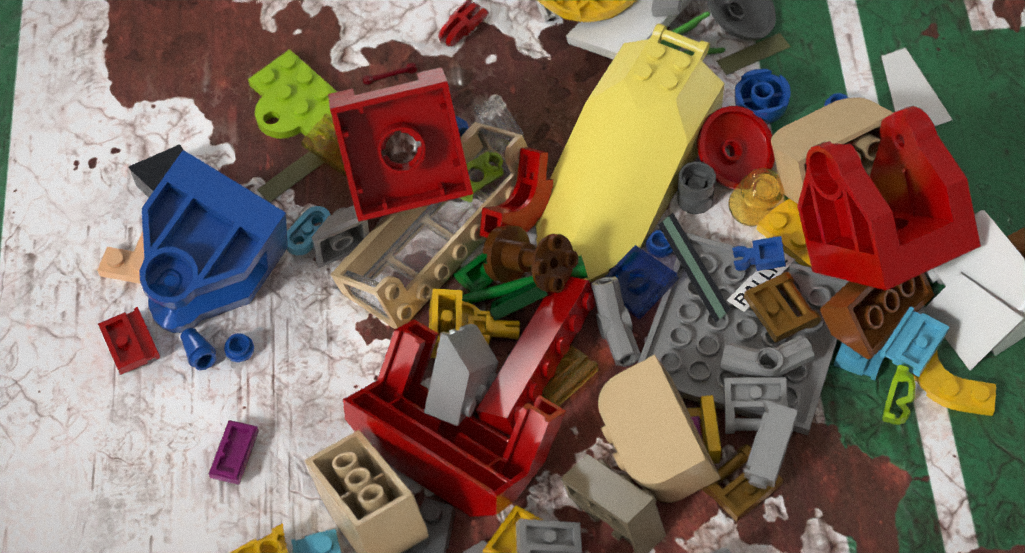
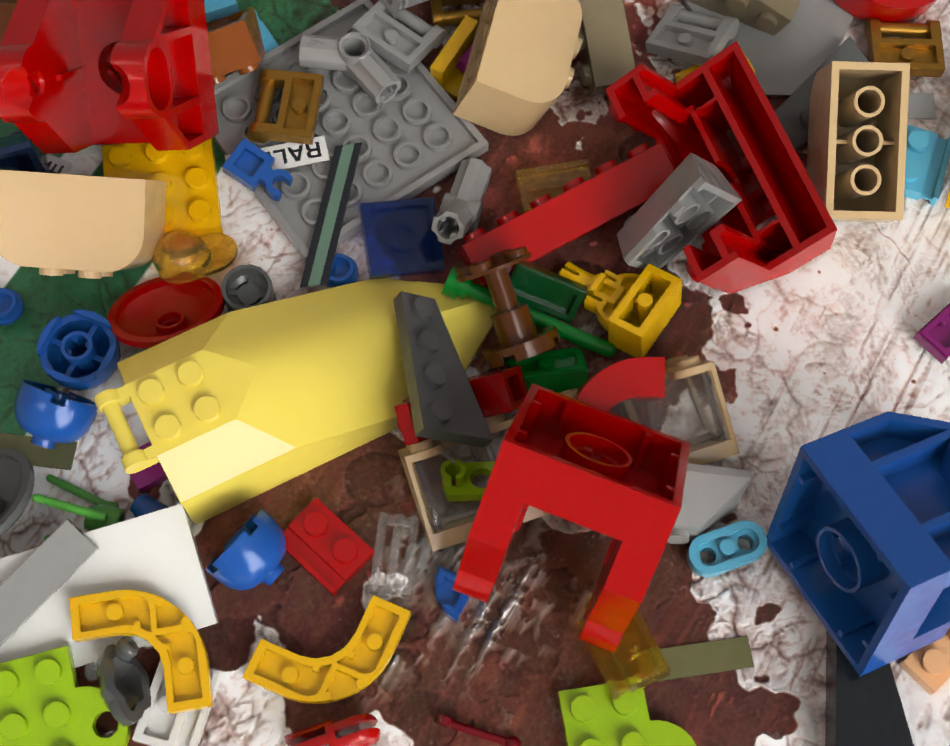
camera: 150 degrees left, 10 degrees up
(431, 250) = (626, 380): none -> red arch
(485, 49) = (336, 675): none -> yellow plate
(537, 186) = (435, 378): none -> dark grey wing
(541, 104) = (326, 547): none -> red plate
(575, 66) = (251, 554): none -> blue cylinder
(745, 58) = (52, 414): none -> blue cylinder

